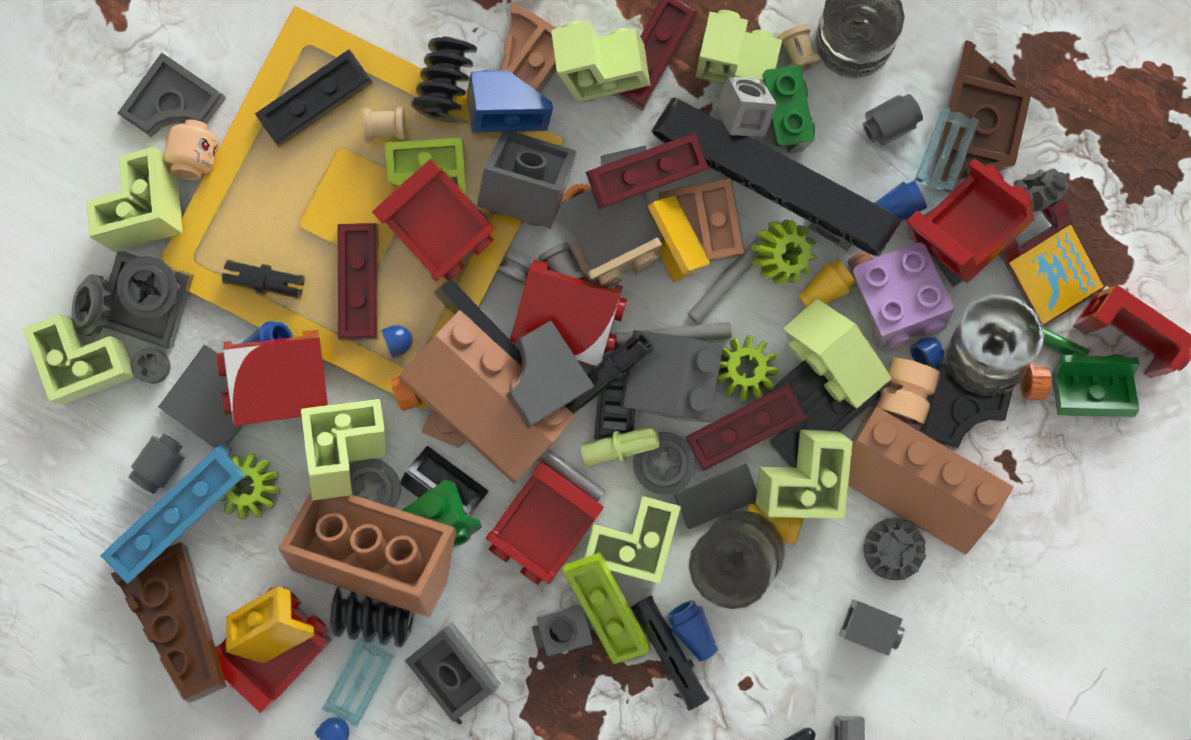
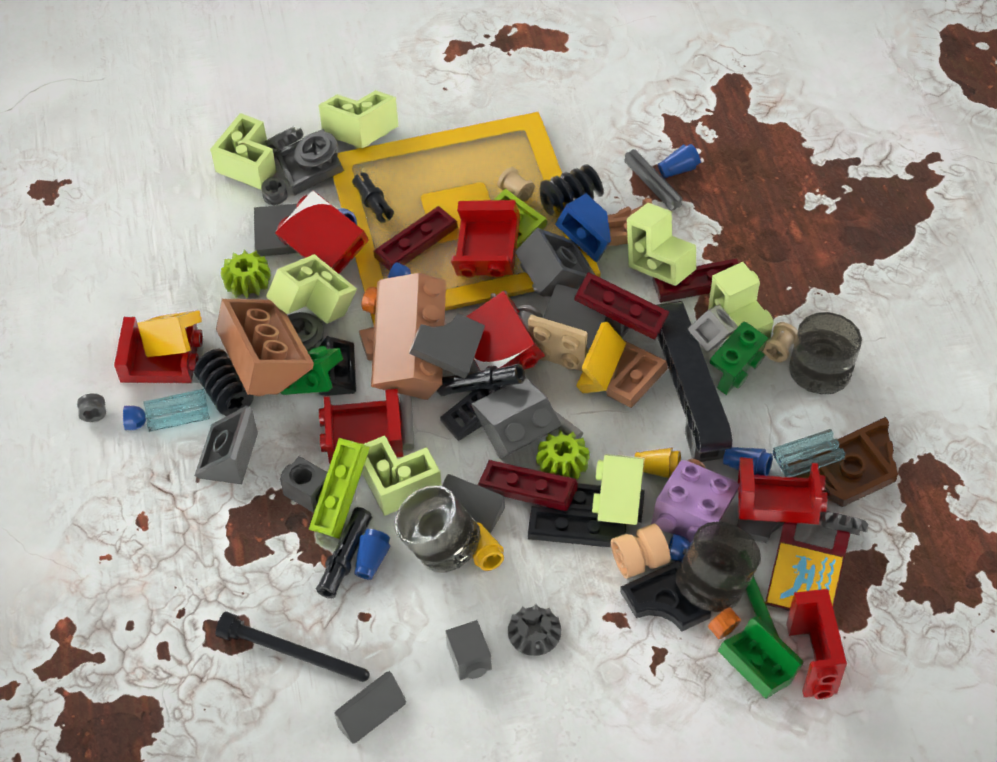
camera: 50 degrees right, 30 degrees down
(156, 463) = (220, 227): dark grey brick -> none
(169, 96) = (432, 100): dark grey tile -> none
(173, 514) = (198, 244): dark azure fence -> none
(176, 622) = (137, 288): reddish brown wing -> none
(190, 150) = (411, 120): light nougat head -> none
(313, 98) = (497, 150): black tile -> none
(455, 299) = (451, 278): black tile -> none
(620, 446) = (447, 427): yellowish green axle -> none
(676, 477) = (463, 451): dark grey gear -> none
(724, 284) = (611, 412): light grey bar -> none
(794, 246) = (645, 411): lime gear -> none
(816, 485) = (528, 540): yellowish green brick -> none
(892, 119) = (795, 417): dark grey brick -> none
(924, 481) = (593, 606): nougat slope -> none

